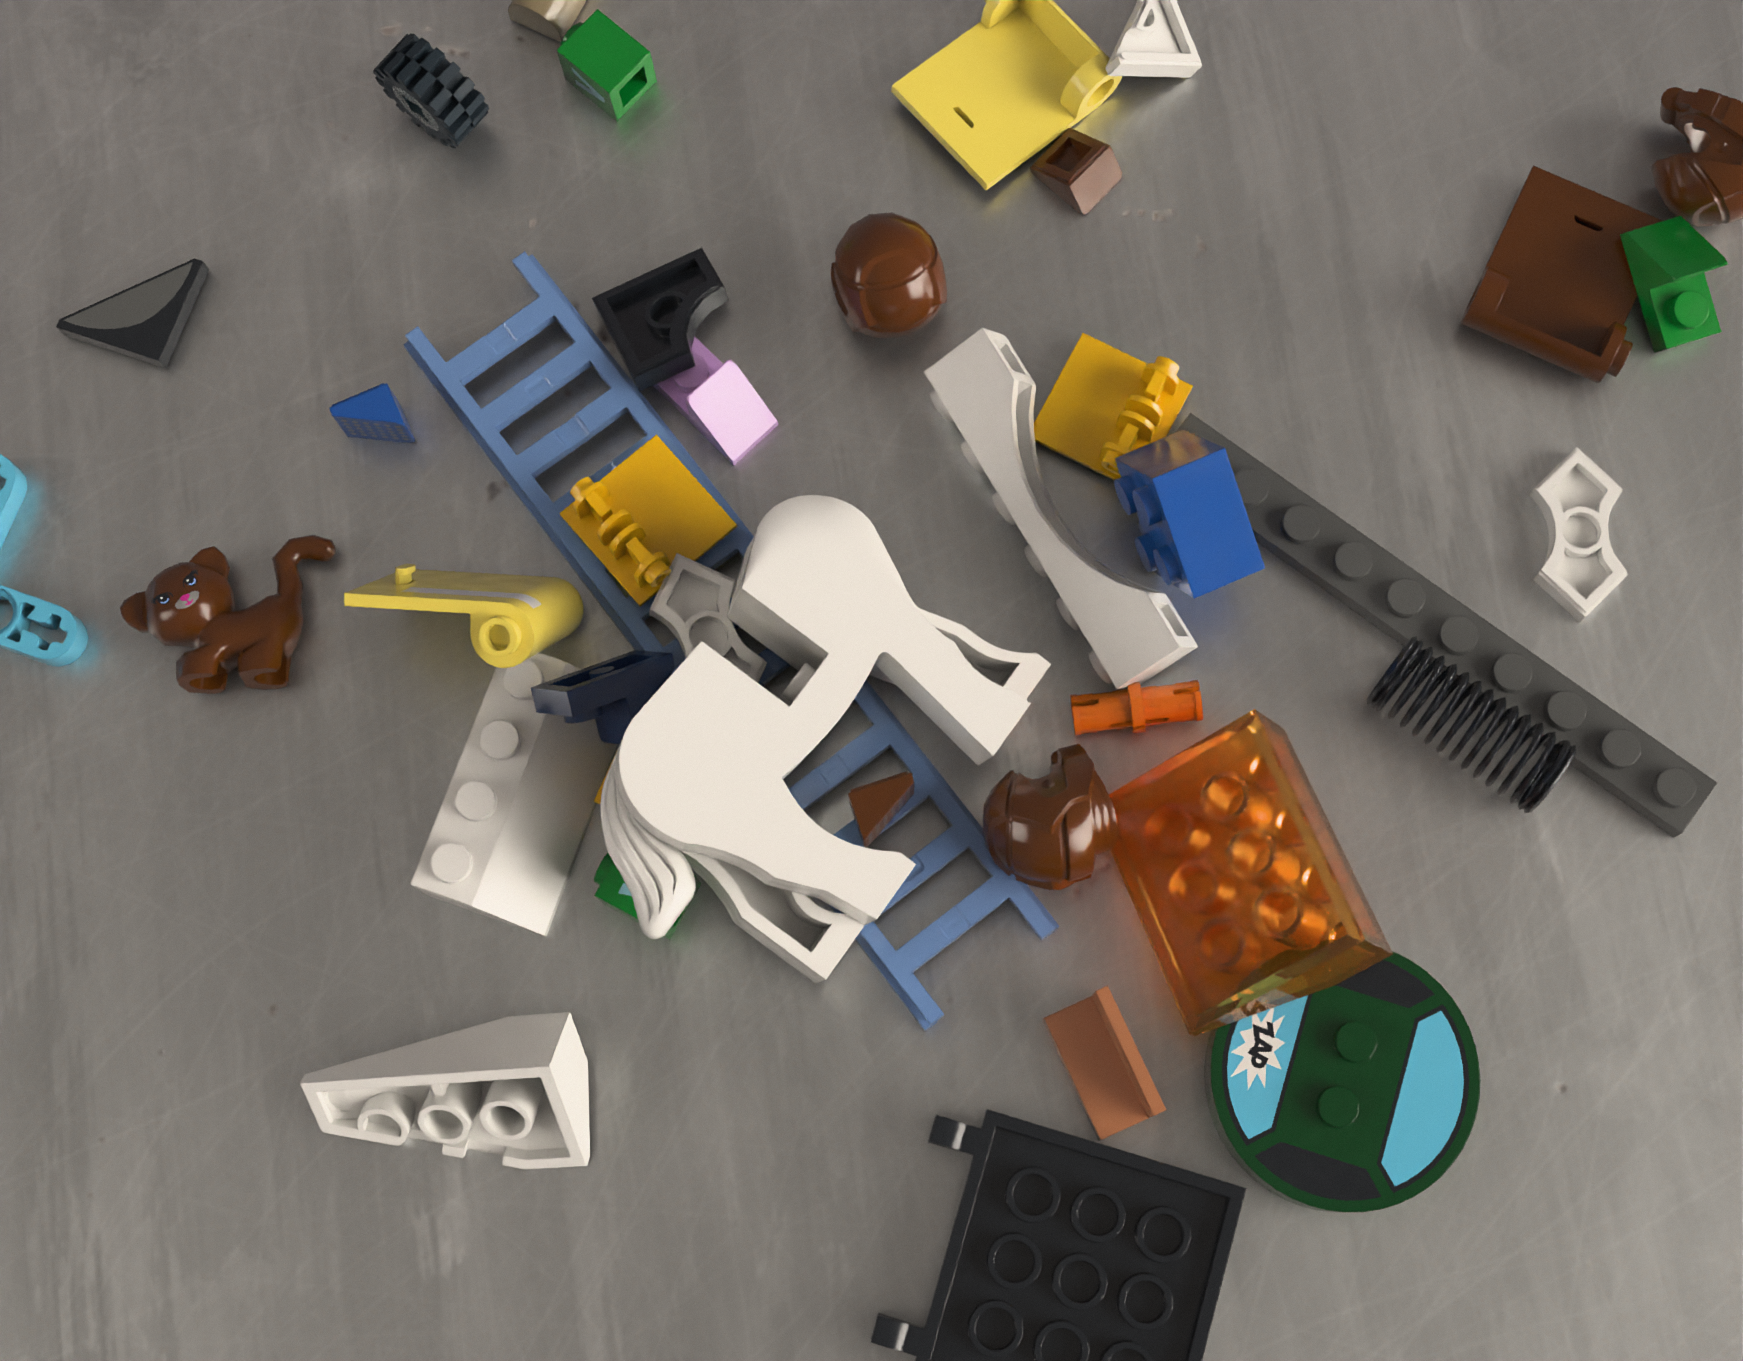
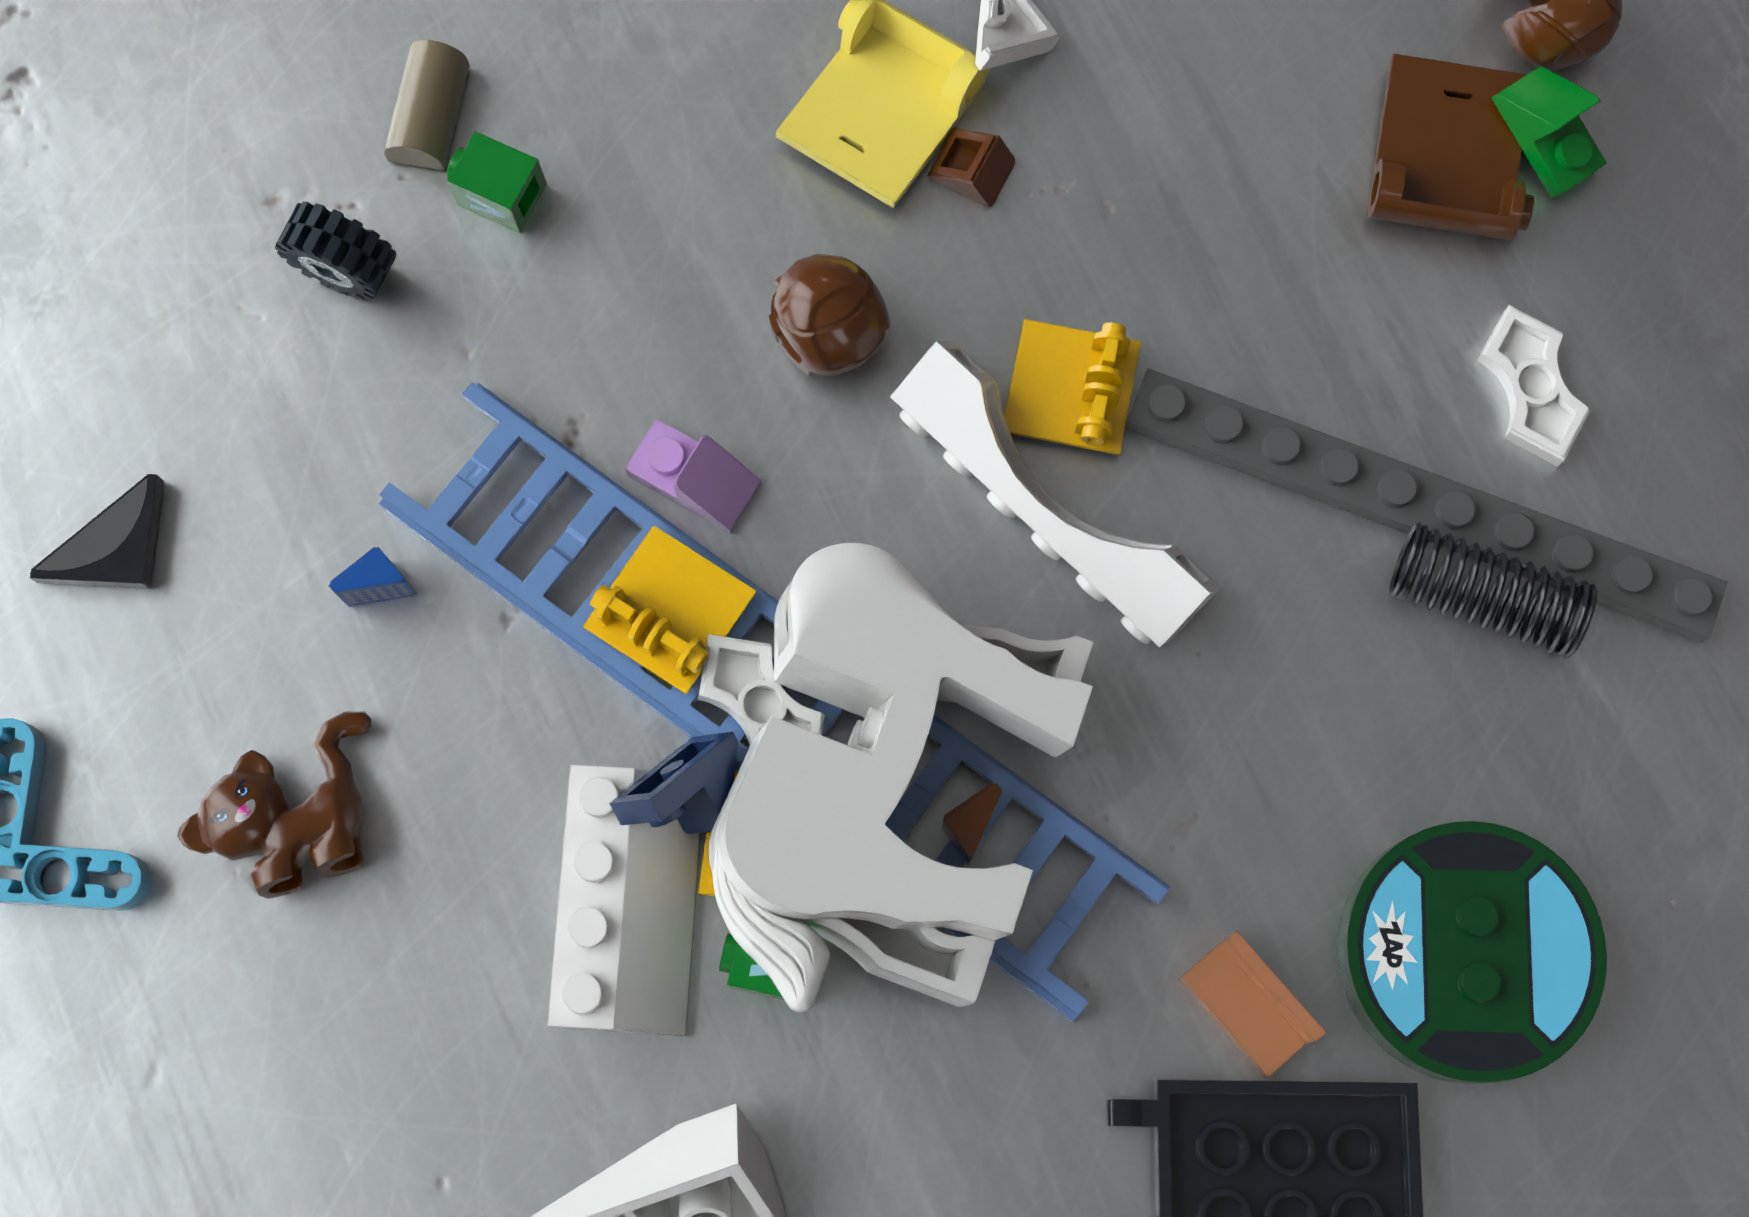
camera: 20 degrees left, 0 degrees up
(508, 613) = (570, 733): light yellow door -> none
(659, 314) = (619, 410): black tile -> none
(1050, 824) = (1141, 795): reddish brown helmet -> none
(1136, 707) = (1180, 659): orange pin -> none
(1188, 513) = (1180, 465): blue piece -> none
(1241, 877) = (1325, 793): clear orange slope -> none

